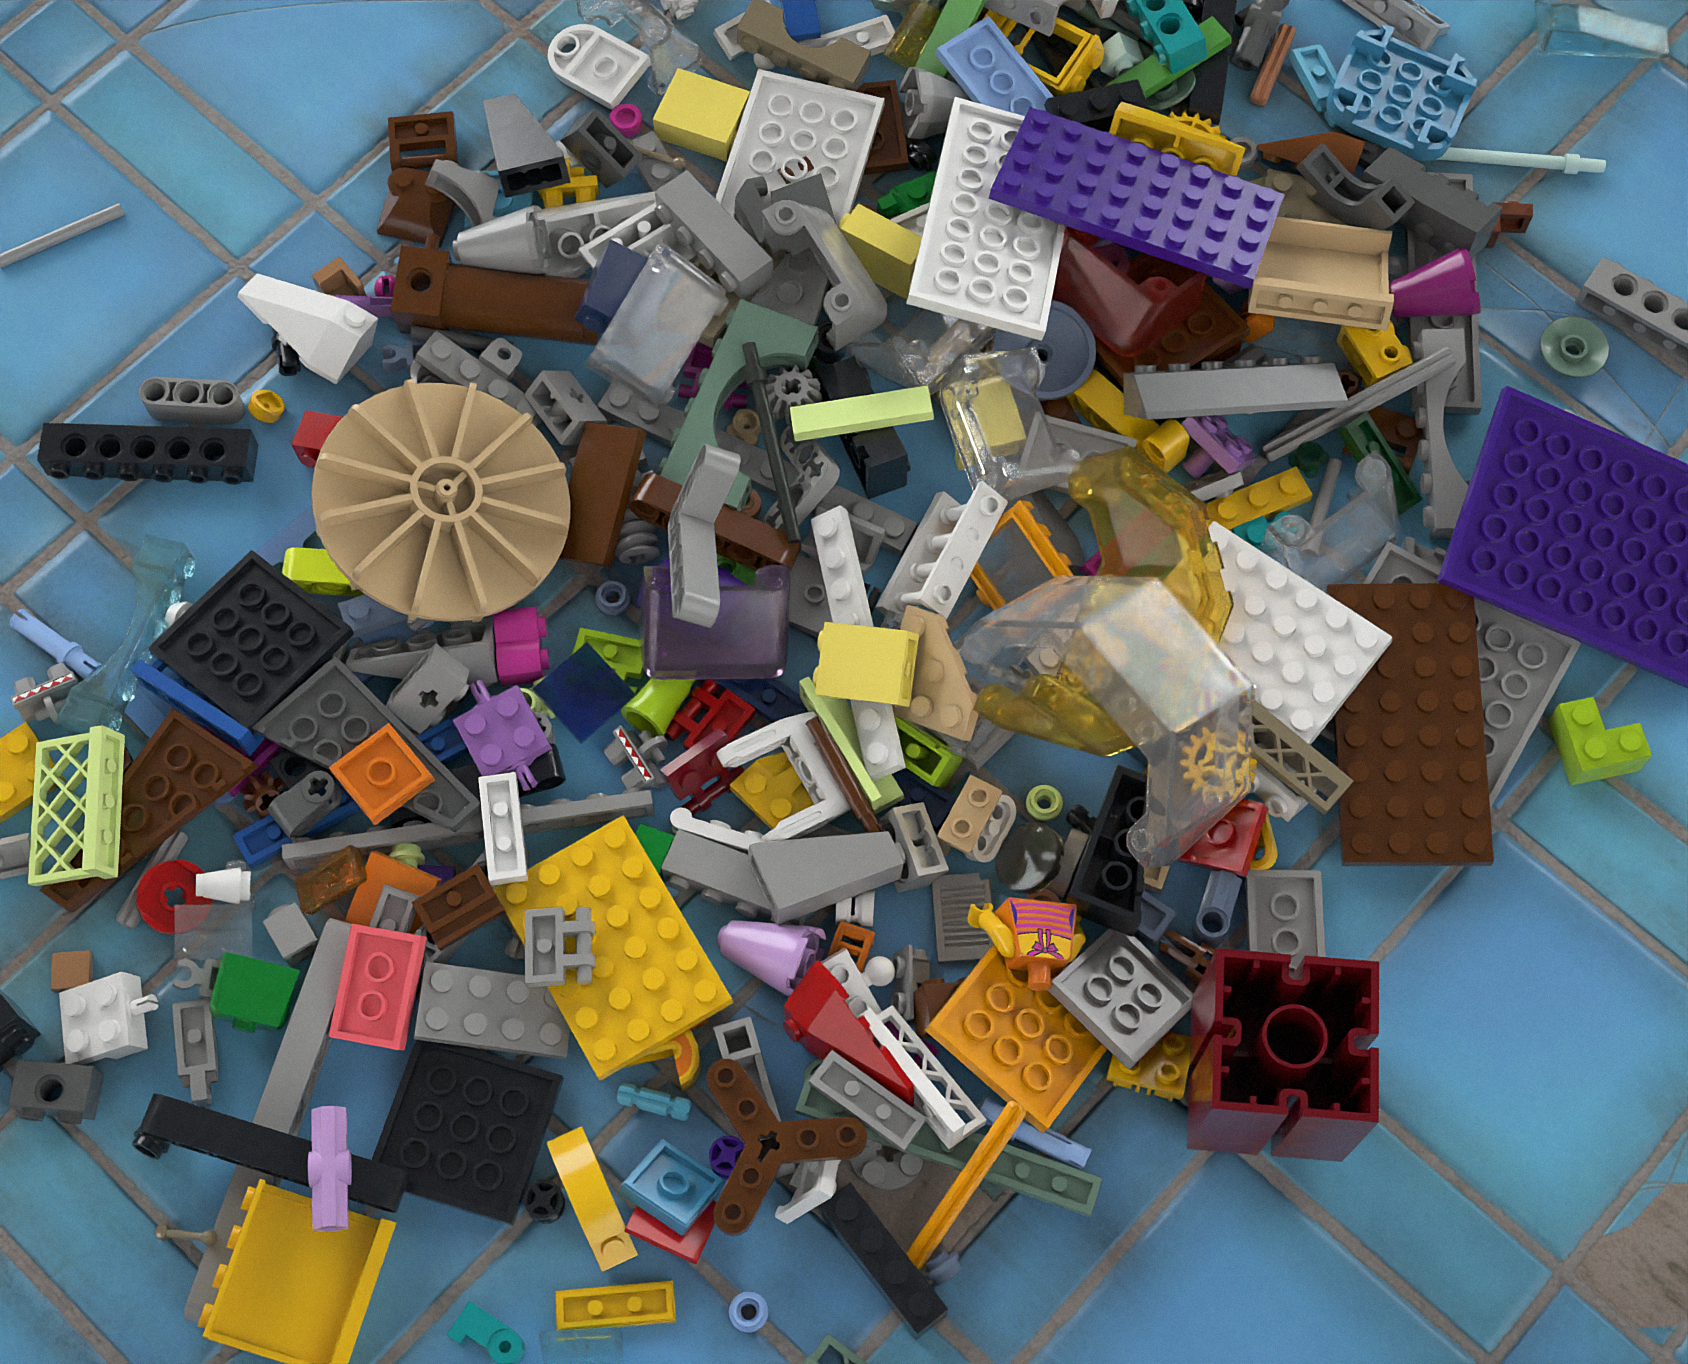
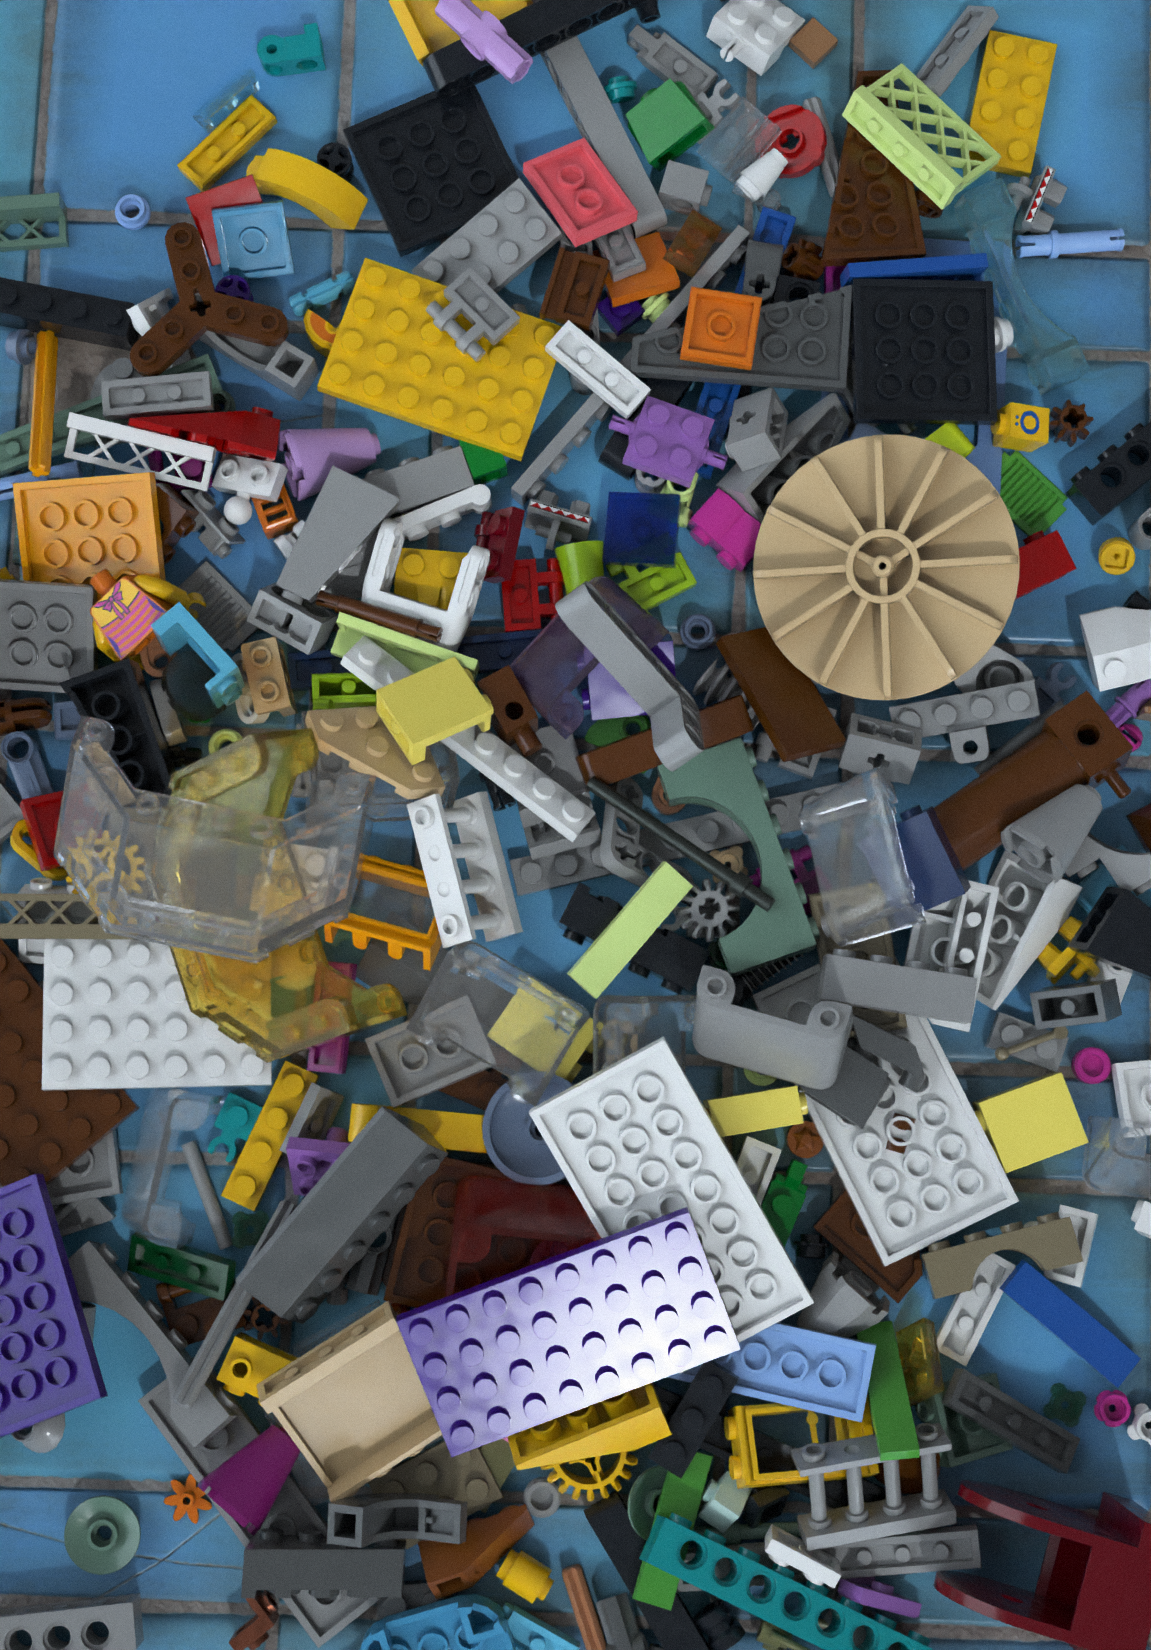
camera: 135 degrees right, 15 degrees up
(199, 518) = (1074, 415): none -> reddish brown gear
(235, 538) = (1021, 427): none -> yellow brick
(258, 1061) = (620, 89): none -> teal plate
(279, 499) = (1029, 495): none -> bright green window
(800, 648) = (511, 703): none -> reddish brown torso
(1006, 820) = (181, 628): none -> medium azure panel
(1292, 115) = (525, 1576): none -> yellow brick
(1494, 330) = (193, 1494): none -> orange plant

